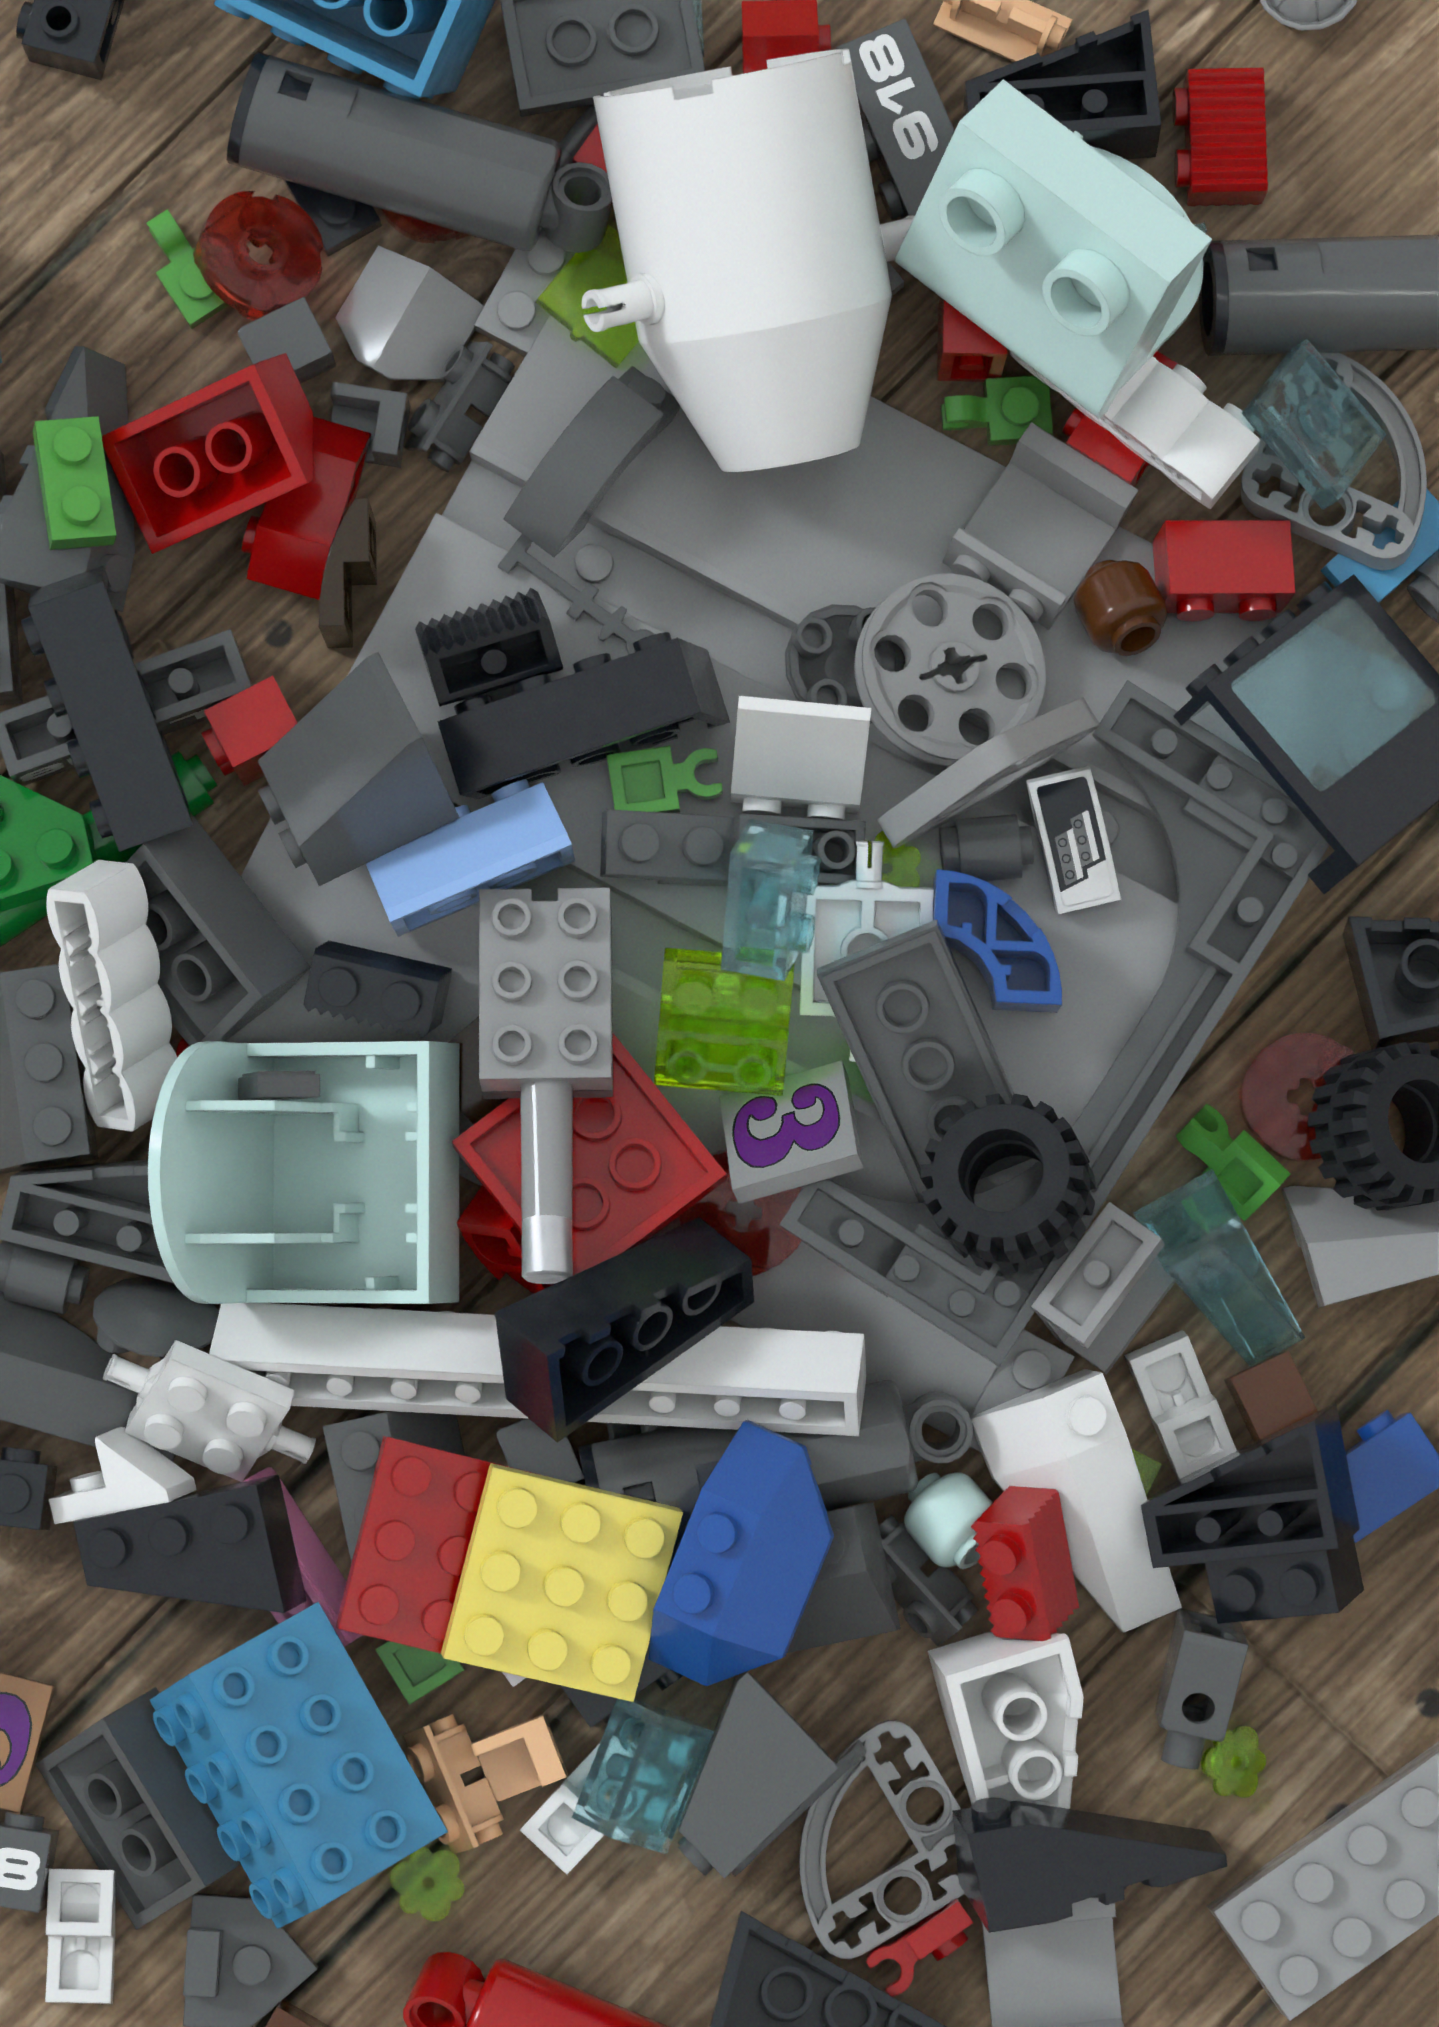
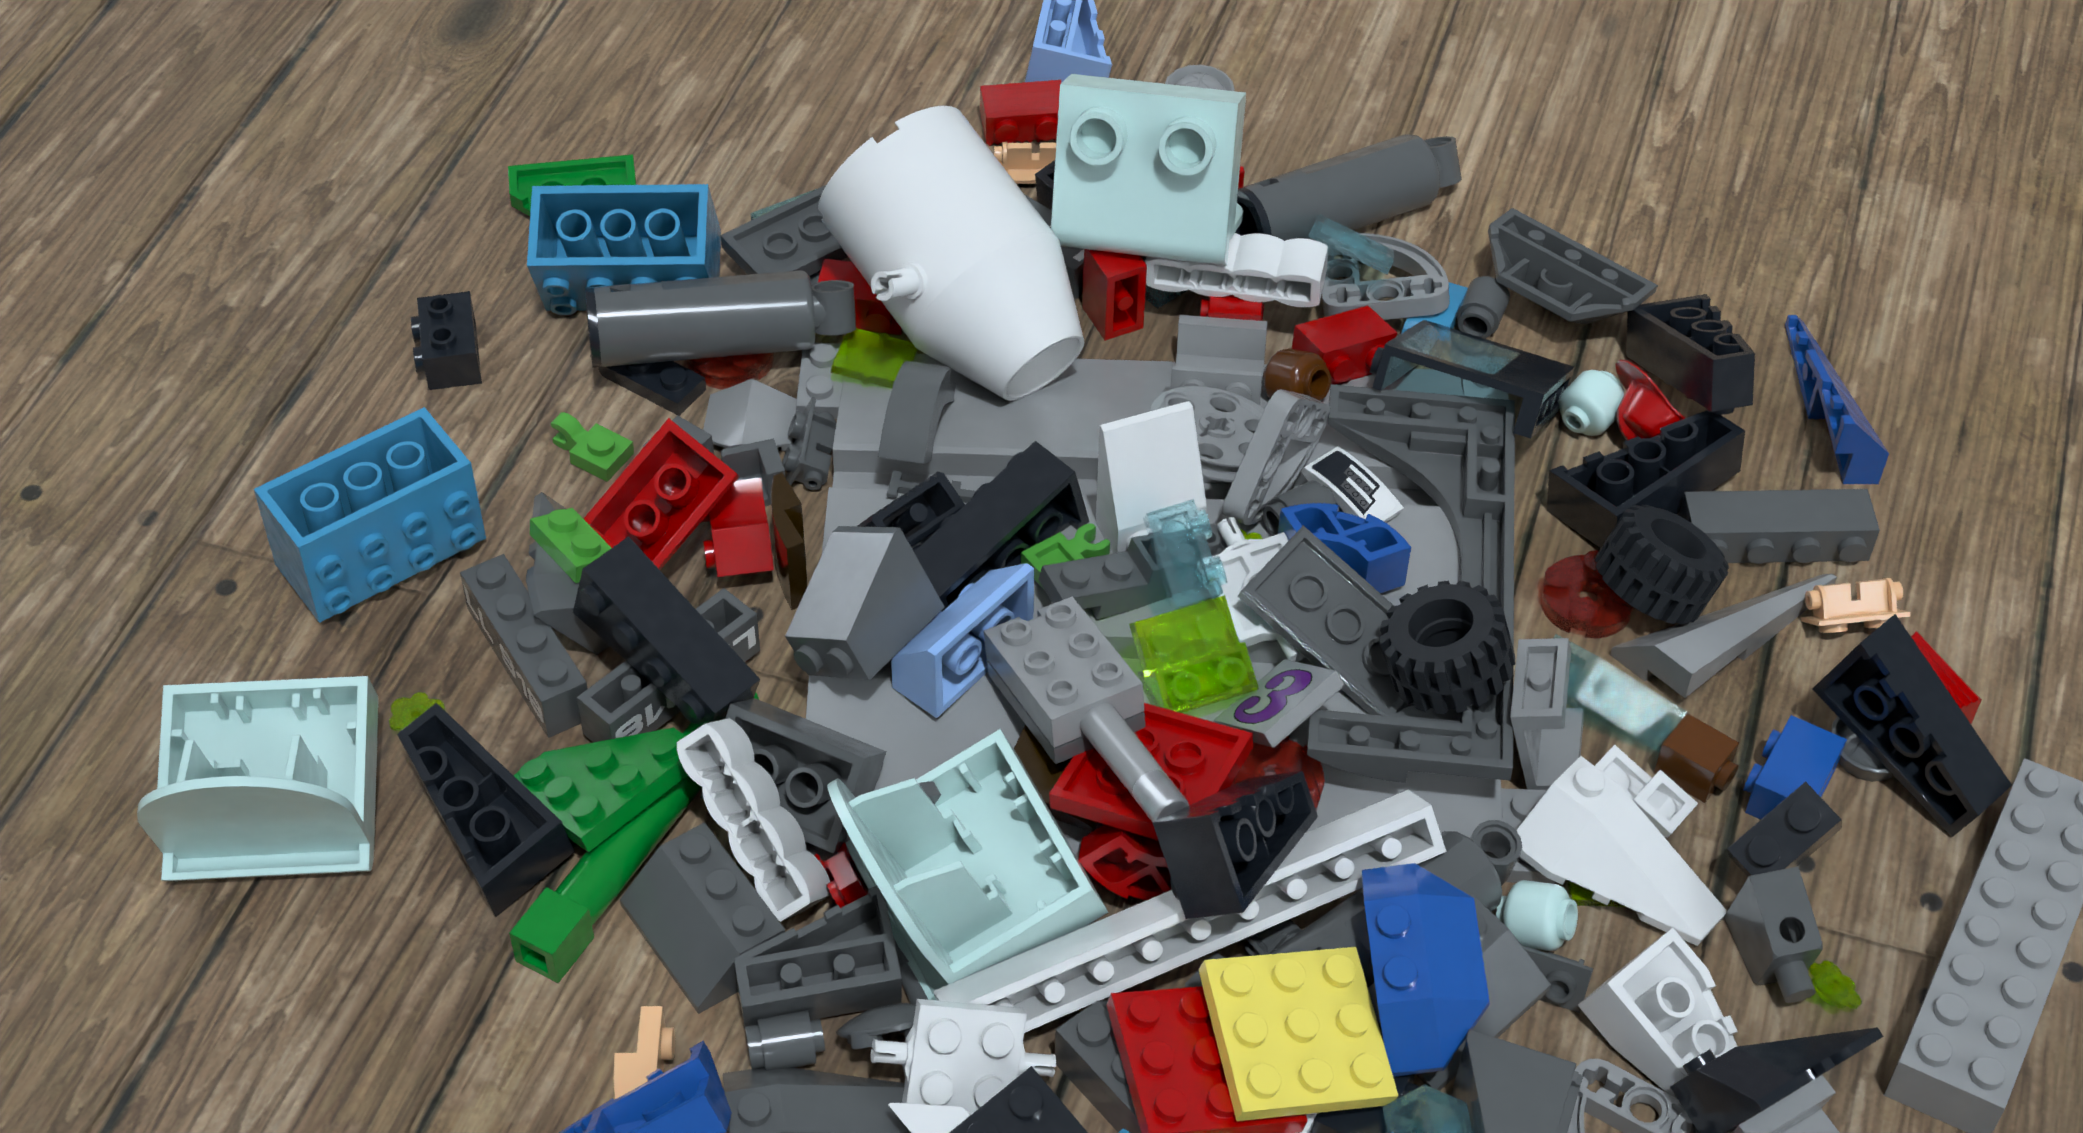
camera: 25 degrees left, 35 degrees down
(238, 278) = (631, 413): clear red plate -> none
(247, 728) = (763, 646): red brick -> none
(377, 988) = (931, 741): black brick -> none
(1004, 410) = (1150, 332): bright green plate -> none
(1026, 1564) = (1610, 905): red brick -> none
(1240, 1164) = (1584, 633): bright green plate -> none
(1259, 1501) = (1736, 787): black wedge -> none

